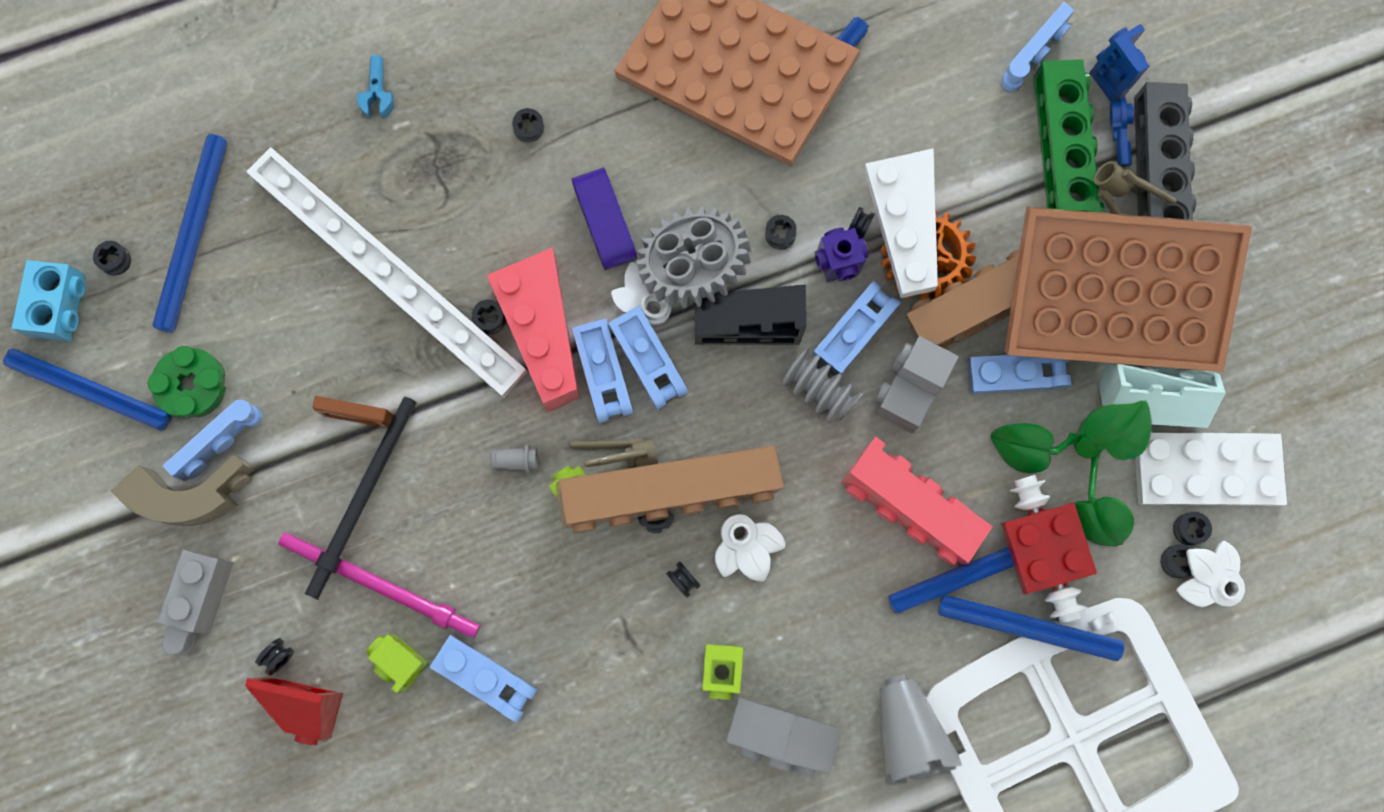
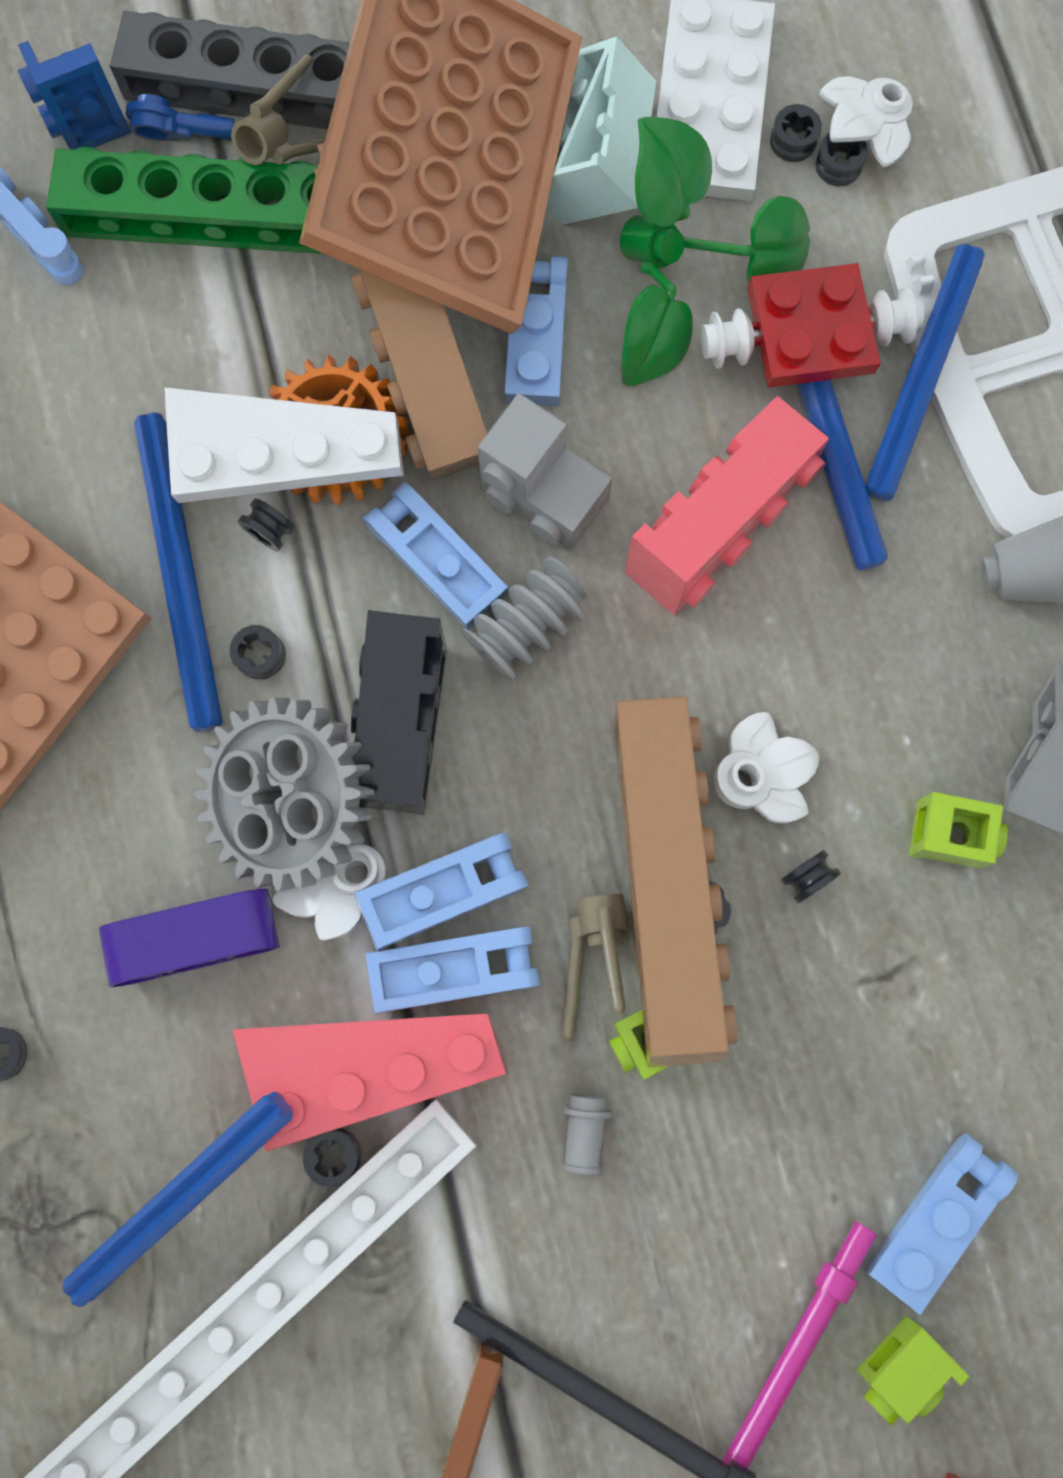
camera: 80 degrees left, 0 degrees up
(458, 233) = (178, 1198): none -> blue axle
(817, 179) = (178, 577): none -> blue axle
(836, 264) = (329, 560): dark purple brick -> none

